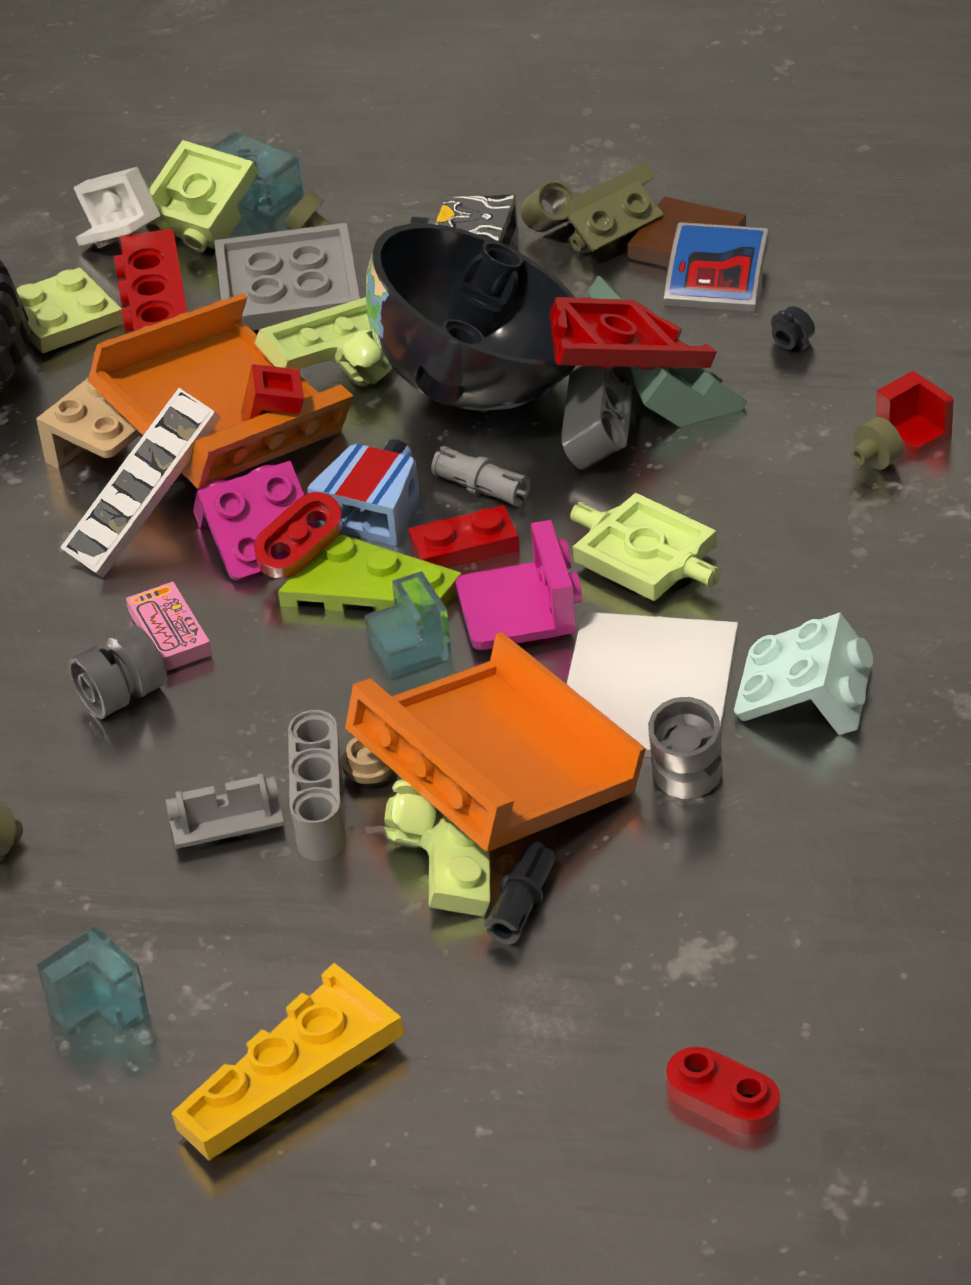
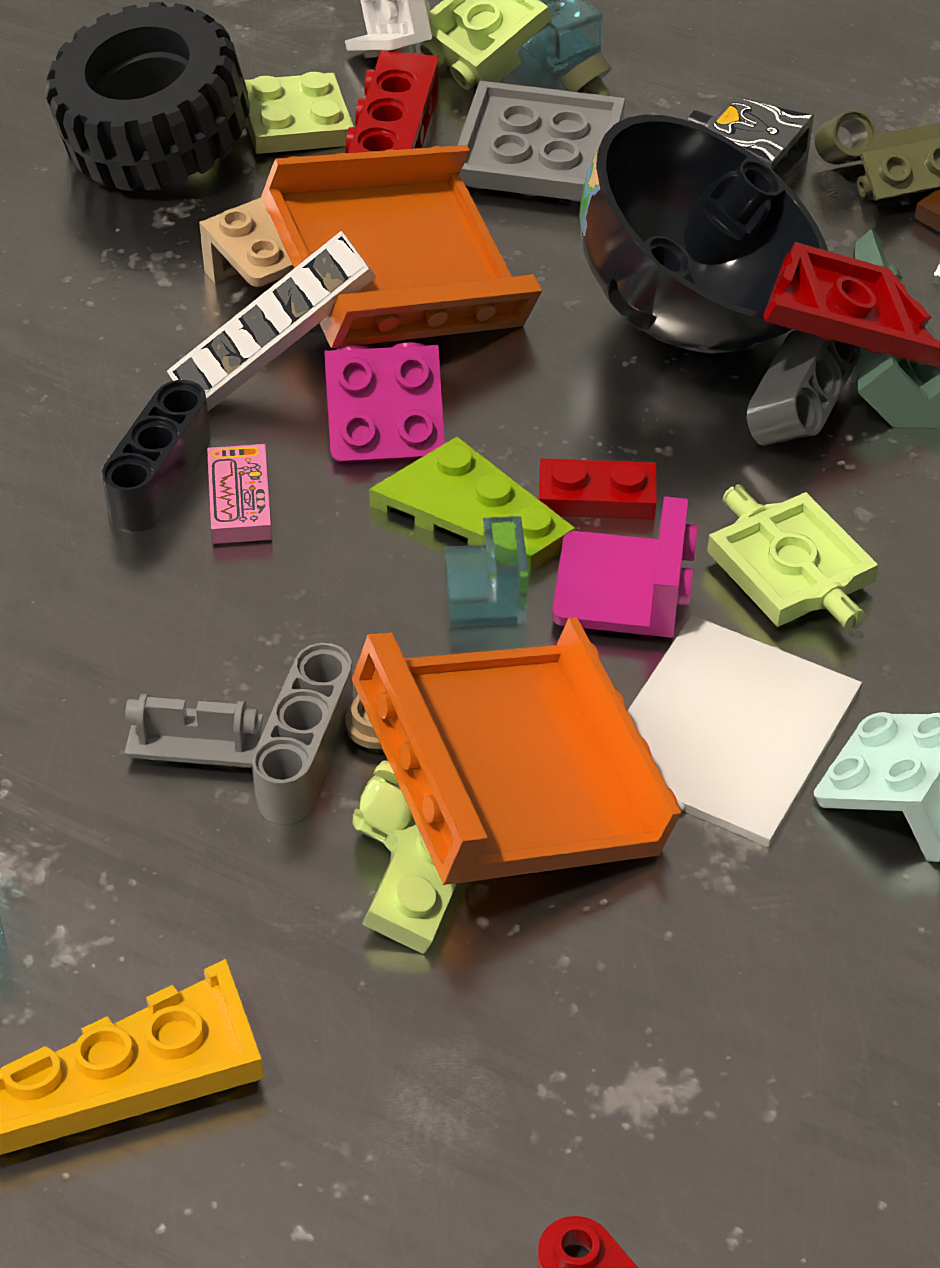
camera: 15 degrees right, 5 degrees up
(86, 605) = (156, 455): none -> black beam
(111, 674) = (155, 530): flat silver wheel -> none
(272, 390) = (451, 262): red panel -> none
(294, 536) = (410, 431): red plate -> none
(333, 335) = (531, 216): yellowish green plate -> none
(373, 490) = (514, 404): light blue torso -> none
(480, 476) = (646, 421): light grey pin -> none
(520, 893) = (471, 942): black axle -> none
(685, 747) = (731, 824): flat silver wheel -> none

